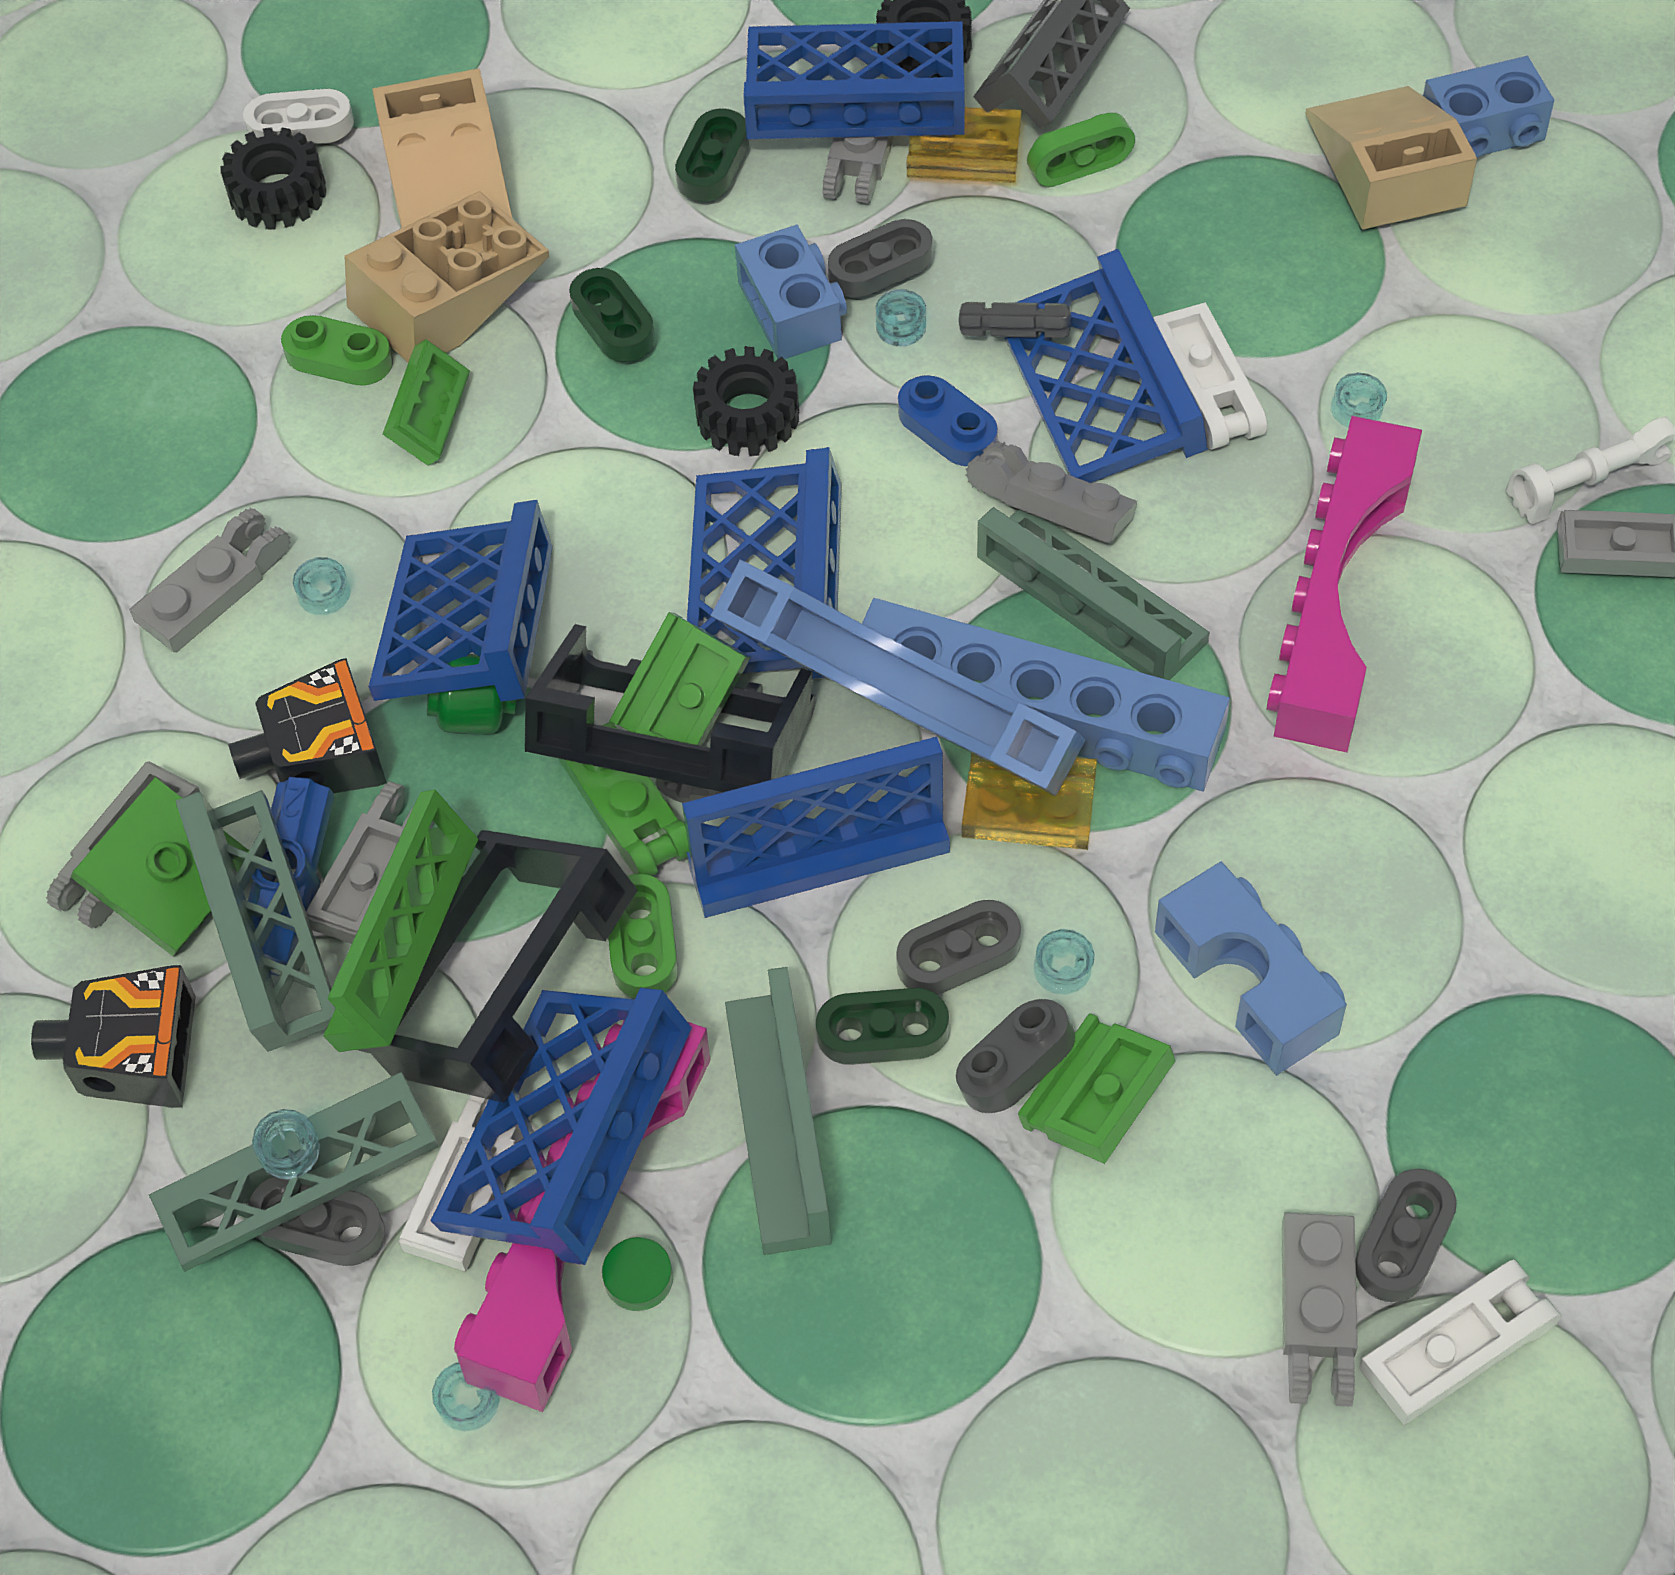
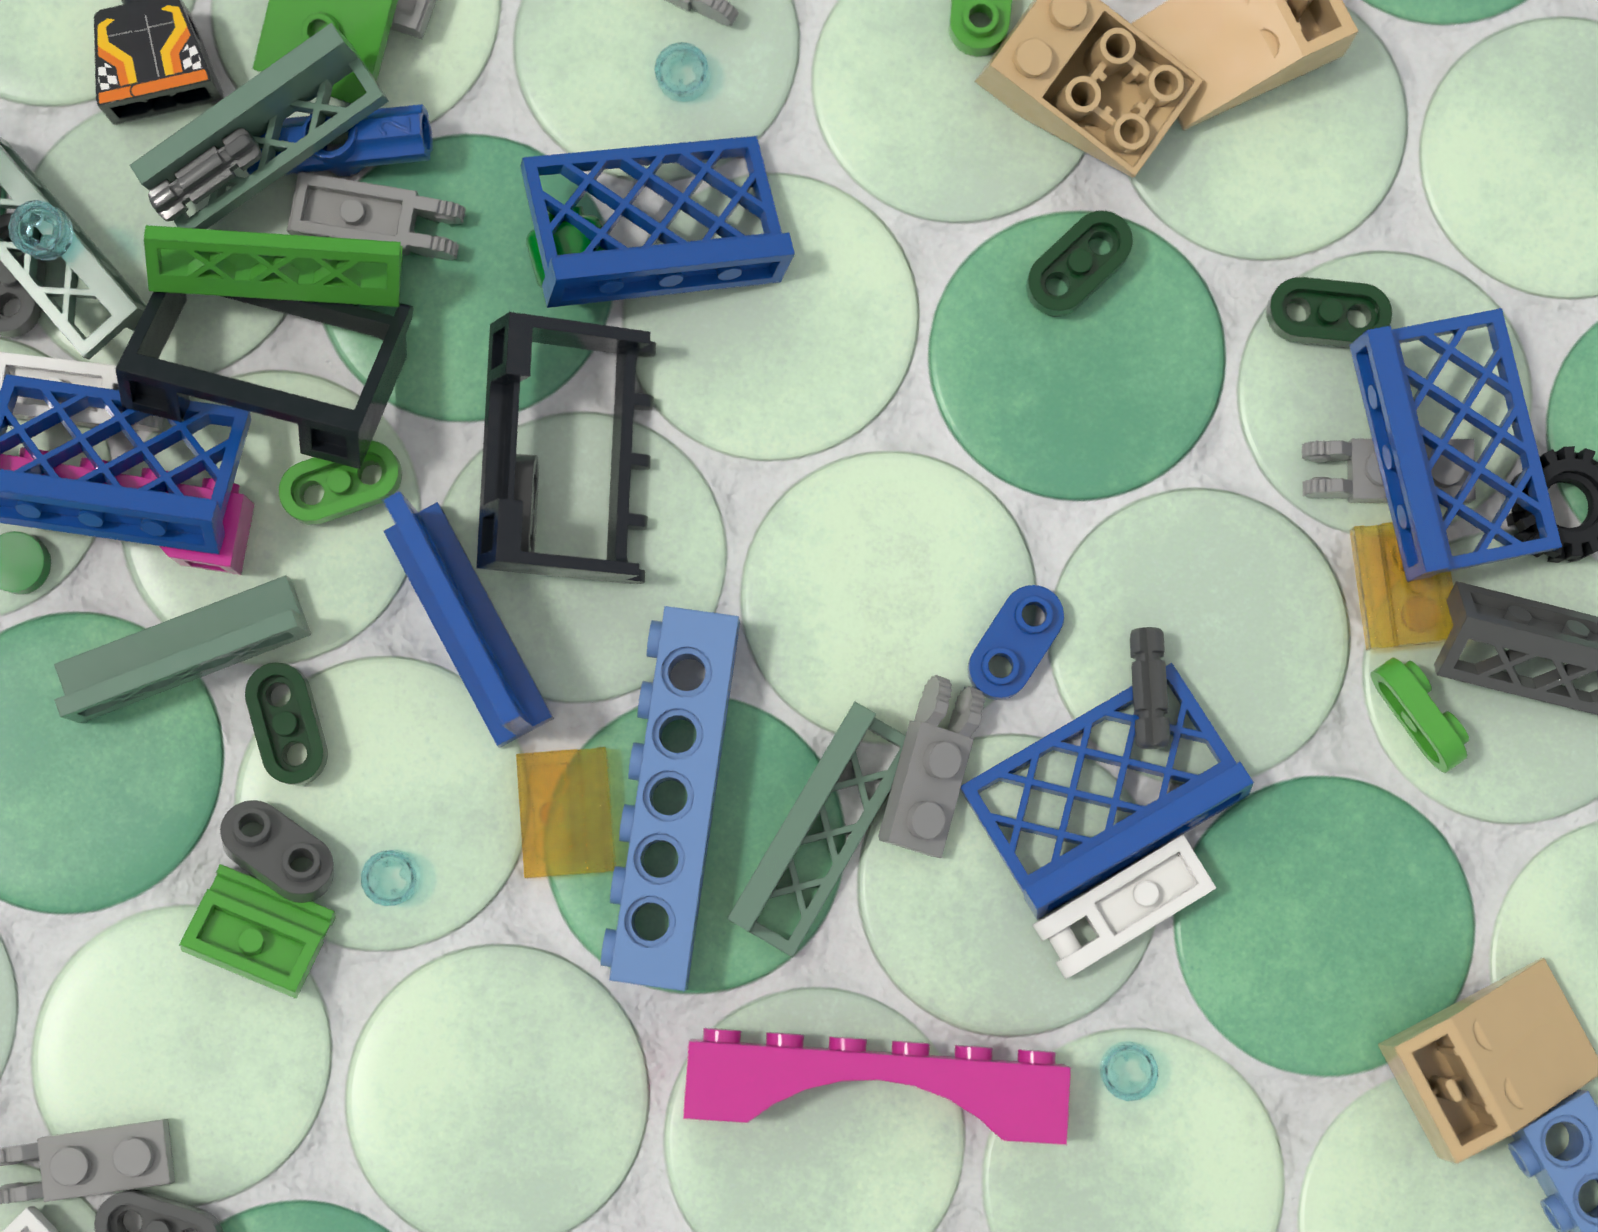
camera: 75 degrees right, 25 degrees up
(284, 970) = (205, 174): none -> dark grey axle
(313, 733) = (497, 119): torso -> none
(426, 402) = (920, 107): bright green plate -> none
(630, 811) = (539, 402): bright green plate -> none
(680, 683) = (601, 452): bright green plate -> none
(746, 376) = (996, 394): black tyre -> none
(790, 291) = (1136, 431): medium blue brick -> none
(813, 551) = (793, 548): blue fence -> none
(880, 257) = (1221, 523): dark grey plate -> none
(898, 678) = (656, 554): medium blue arch -> none
(900, 303) = (1127, 557): clear light blue bush -> none
(954, 946) = (382, 778): dark grey plate -> none
(1223, 922) = (368, 1099): medium blue arch -> none

